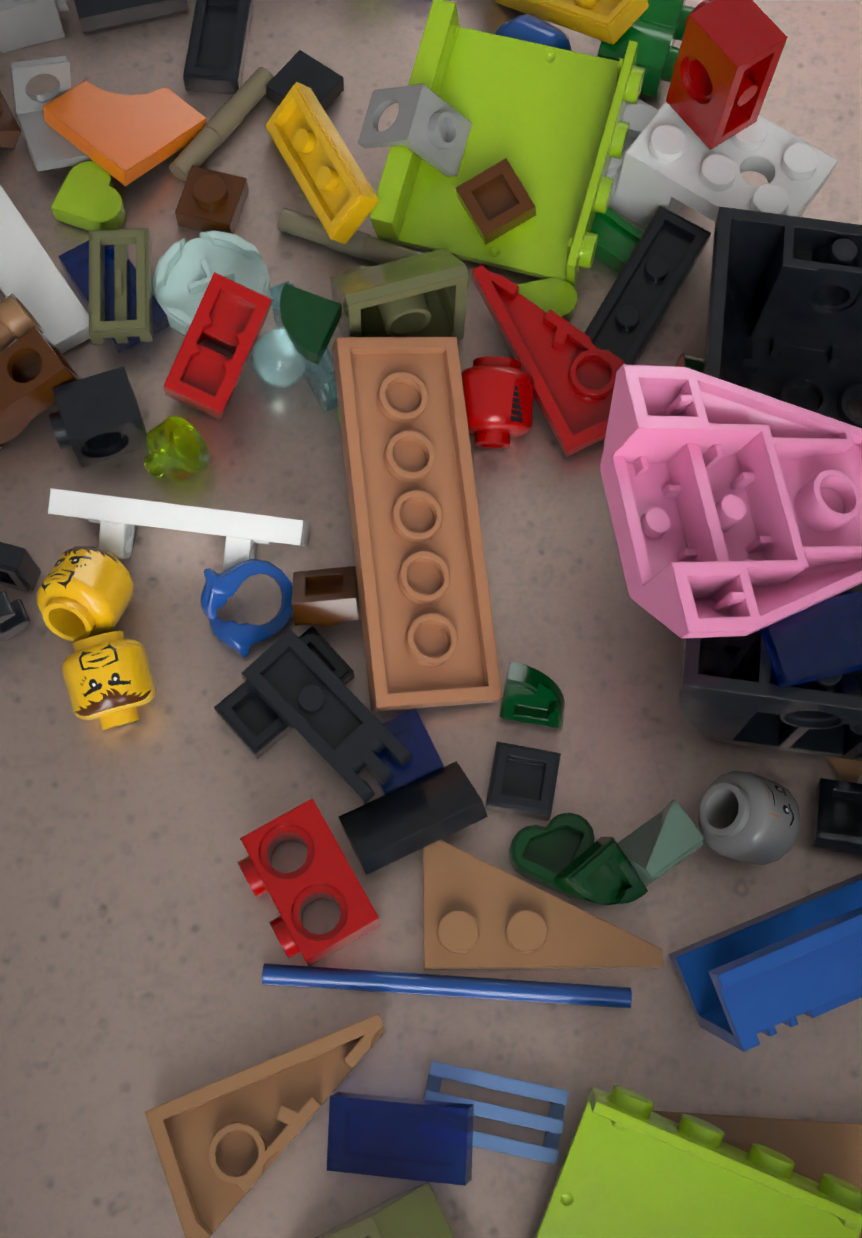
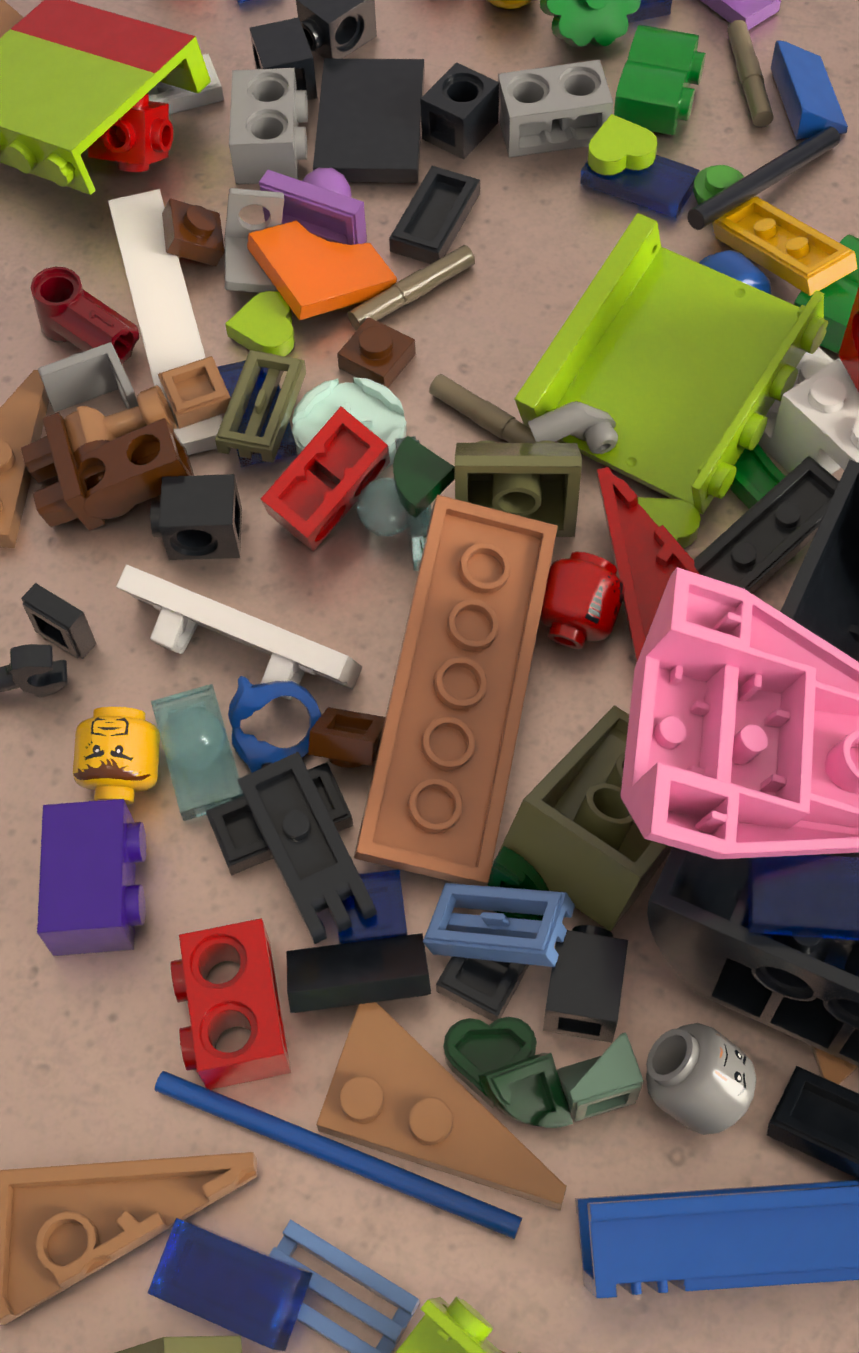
camera: 25 degrees right, 10 degrees down
(48, 288) = (195, 391): none -> medium nougat tile
(85, 593) = (123, 668): yellow head -> none
(102, 57) = (319, 204): none -> medium lavender tile
(127, 805) = (89, 877): none -> dark purple brick
(176, 450) = (258, 564): clear neon green tile -> none
(183, 650) = (197, 750): none -> clear light blue tile
(306, 70) = (501, 273): black tile -> none
(321, 163) = (488, 341): yellow tile -> none
(422, 124) = (592, 326): light grey bracket -> none
(435, 224) = (579, 421): none -> light grey arm
(496, 201) = (643, 413): reddish brown plate -> none
(576, 752) = (493, 934): none -> medium blue tile
(578, 609) = (581, 831): none -> olive slope
(620, 762) = (586, 984): none -> black brick

